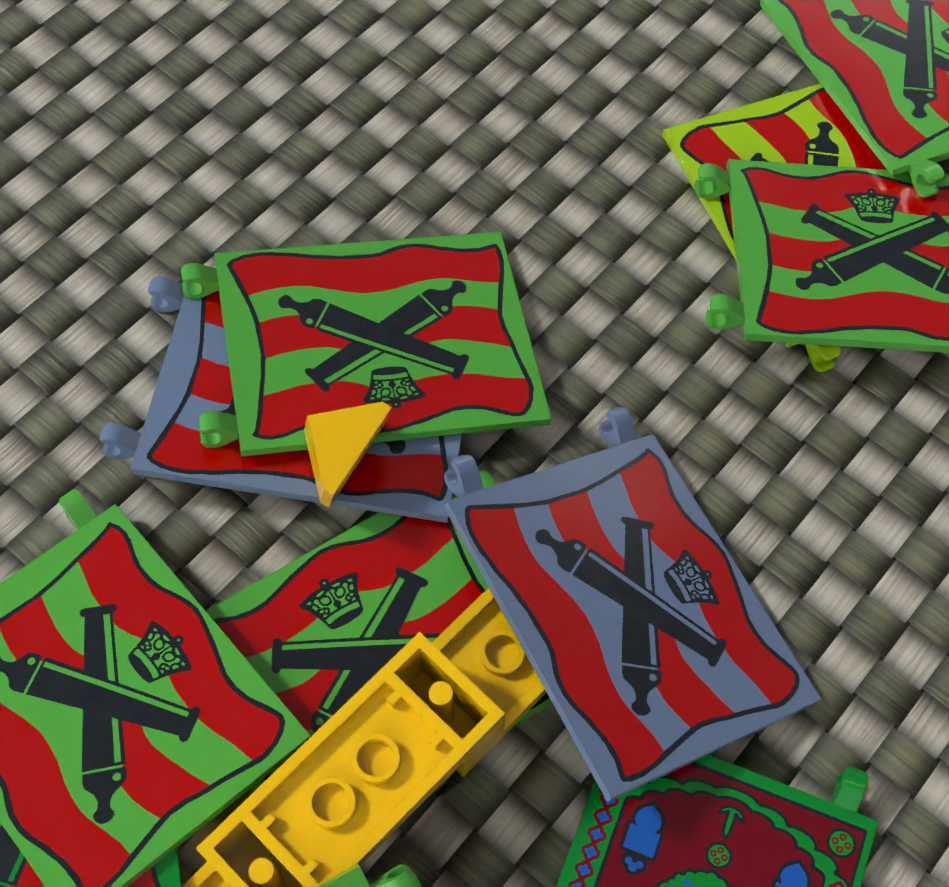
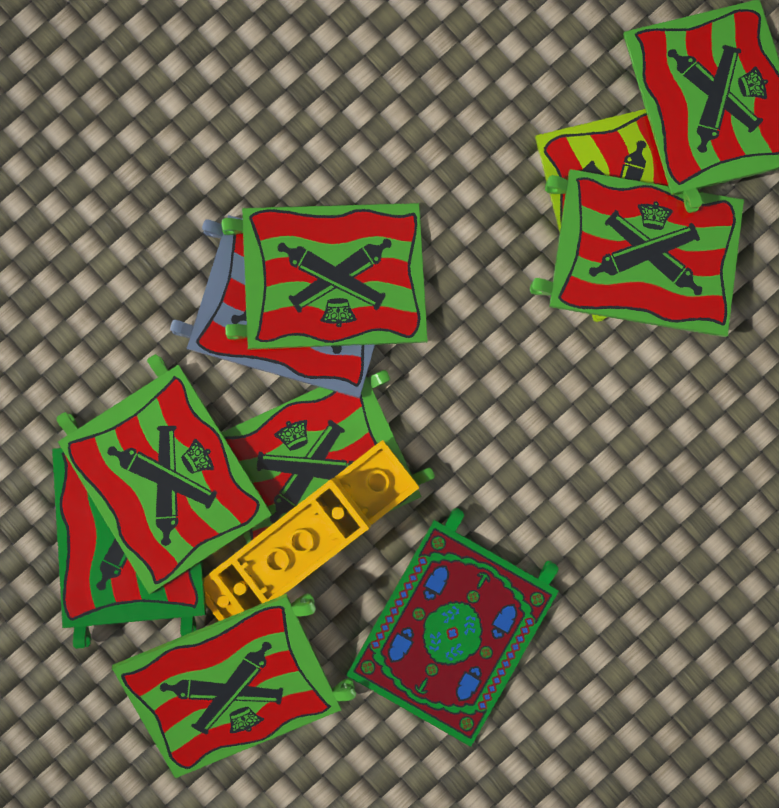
camera: 15 degrees right, 25 degrees up
(339, 442) = (303, 354): yellow slope -> none
(628, 607) = (450, 459): flag -> none

